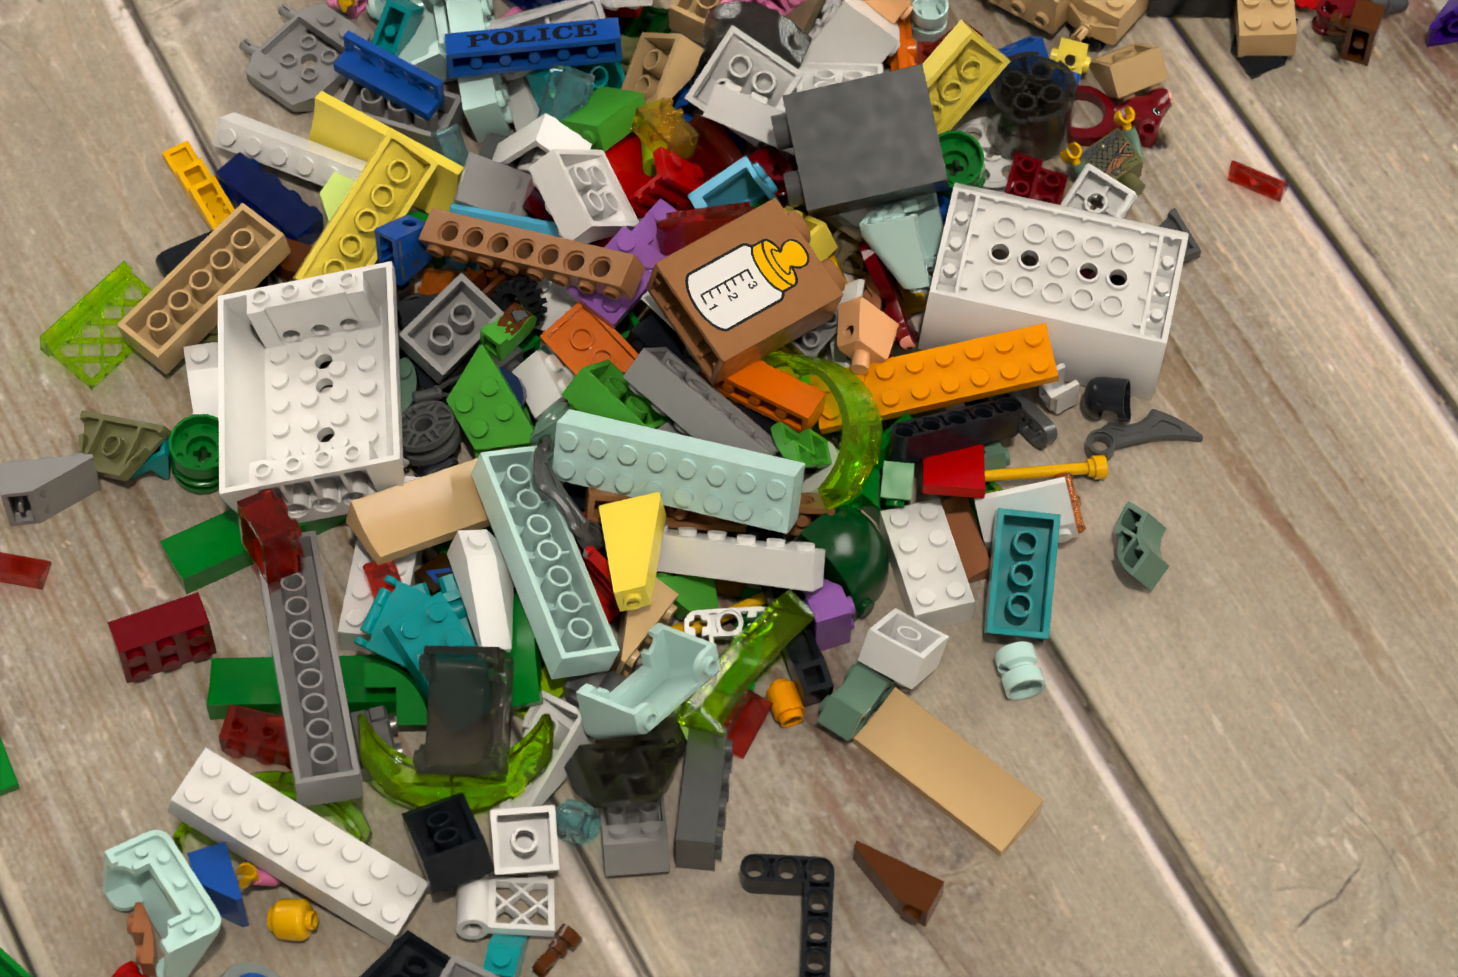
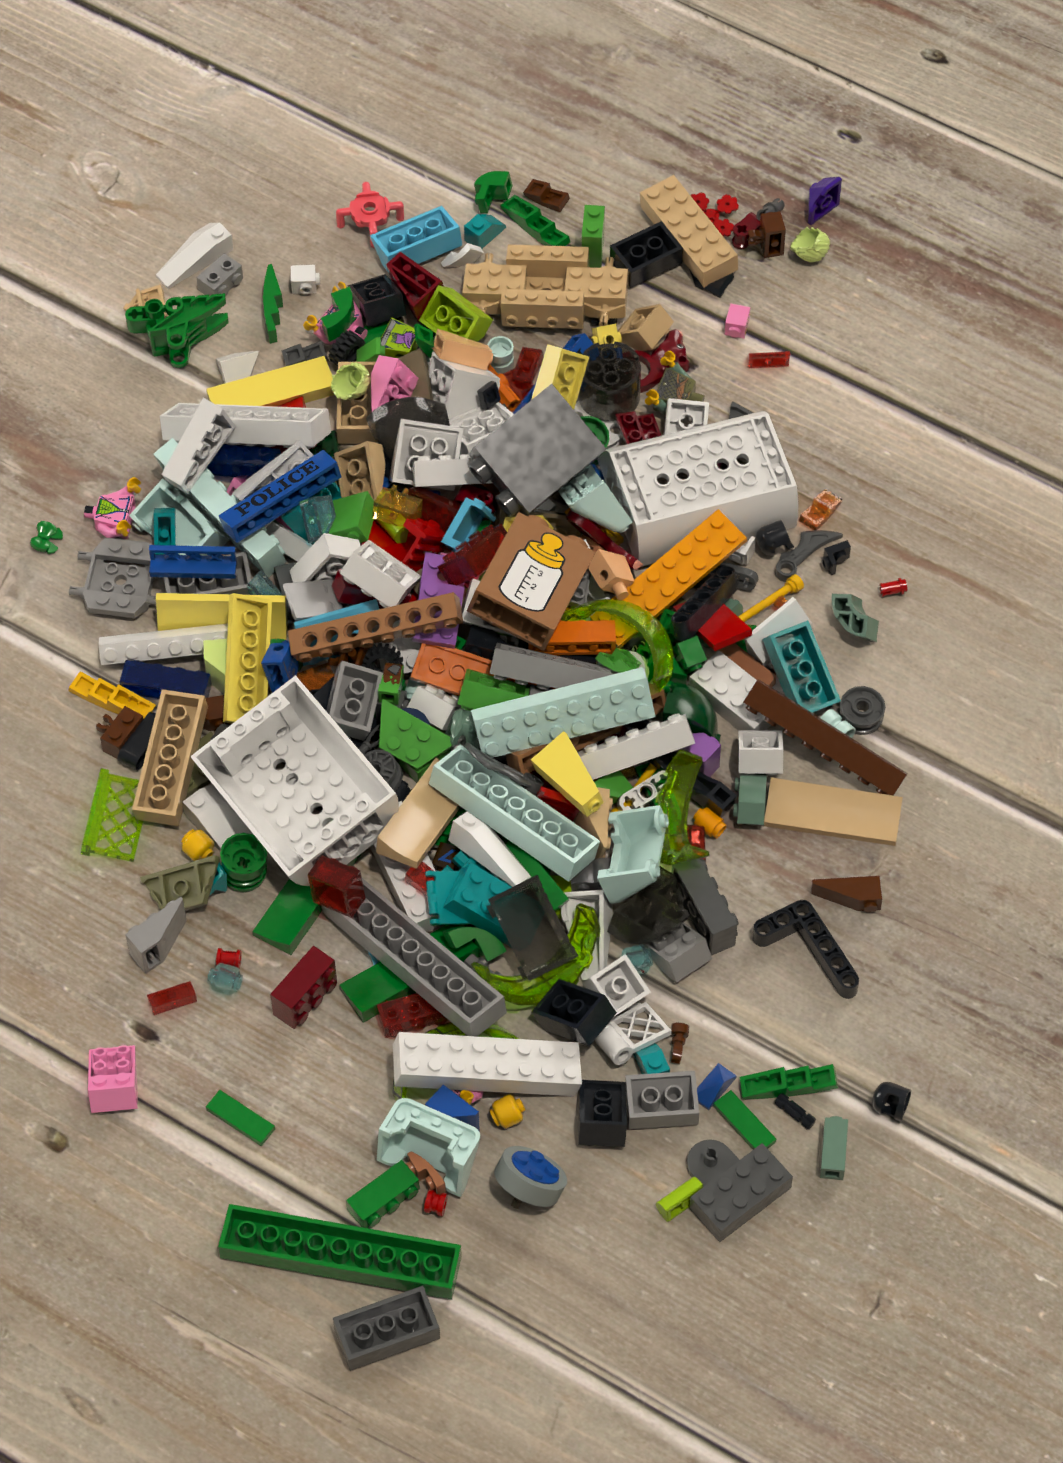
camera: 30 degrees left, 0 degrees up
(77, 937) = (383, 1195): none -> green brick
(88, 580) = (225, 979): none -> clear light blue head
(109, 558) = (229, 957): none -> red bush
(169, 406) = (197, 844): none -> yellow head
(178, 227) = (118, 730): none -> reddish brown brick
(872, 54) = (488, 395): none -> black tile
(992, 674) = (824, 737): none -> reddish brown brick
(1075, 648) = (865, 699): none -> dark grey wheel
(1173, 456) = (835, 554): none -> black bracket
(1198, 394) = (821, 509): none -> clear orange slope
(1220, 535) = (893, 587): none -> red pin
(1249, 115) = (737, 321): none -> bright pink brick
(1405, 68) = (811, 244): none -> yellowish green hair

